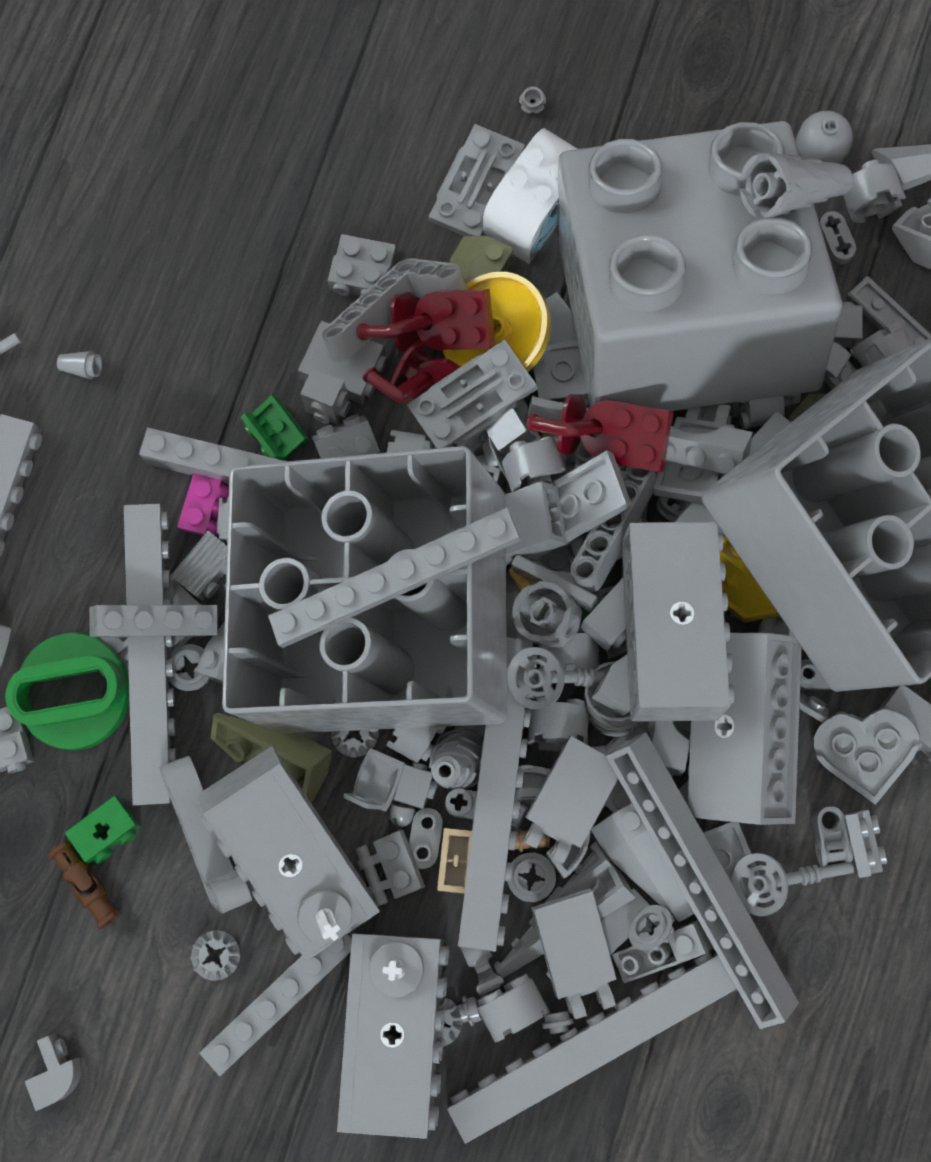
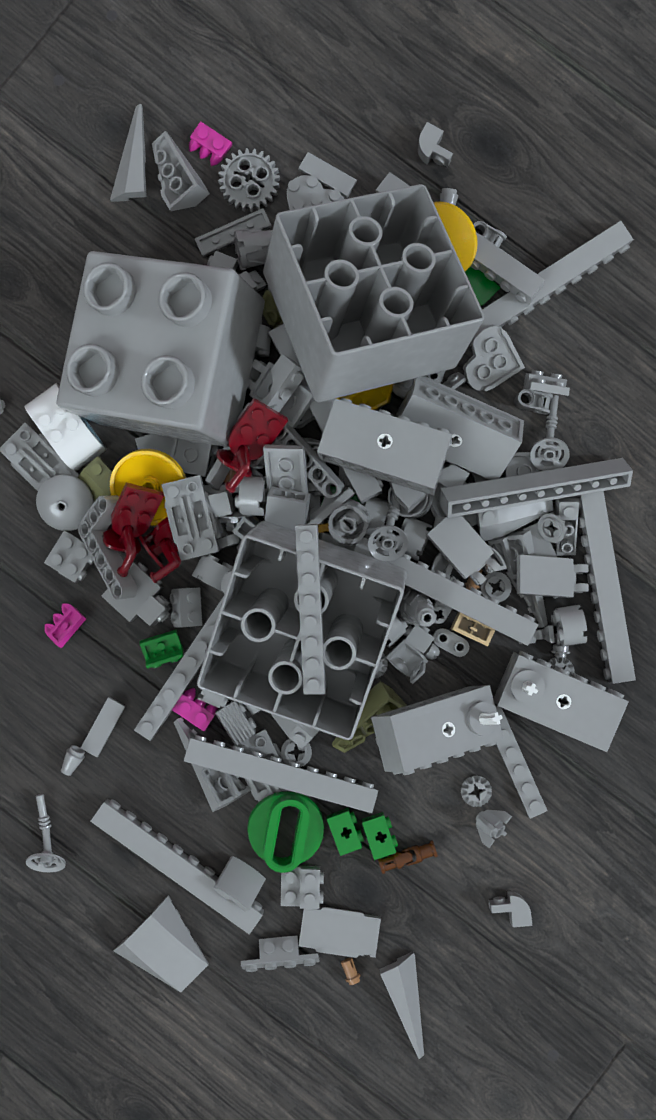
camera: 70 degrees left, 10 degrees up
(77, 780) = (345, 843): none -> green brick
(103, 575) = (218, 786): none -> light grey wedge
(139, 390) = (103, 727): none -> light grey tile
(152, 620) = (263, 771): light grey arch -> none
(170, 993) = (491, 825): none -> light grey brick
(219, 878) = (436, 775): light grey beam -> none
(264, 290) = (65, 625): none -> dark pink plate
(398, 865) = (461, 664): light grey plate -> none
(449, 232) = (68, 491): none -> light grey dish
(557, 1022) = (585, 601): light grey plate -> none
(790, 183) = (140, 270): light grey cone -> none
(825, 137) = (92, 228): light grey cylinder -> none
(841, 236) = (161, 252): light grey beam -> none
(874, 191) = (141, 213): light grey brick -> none

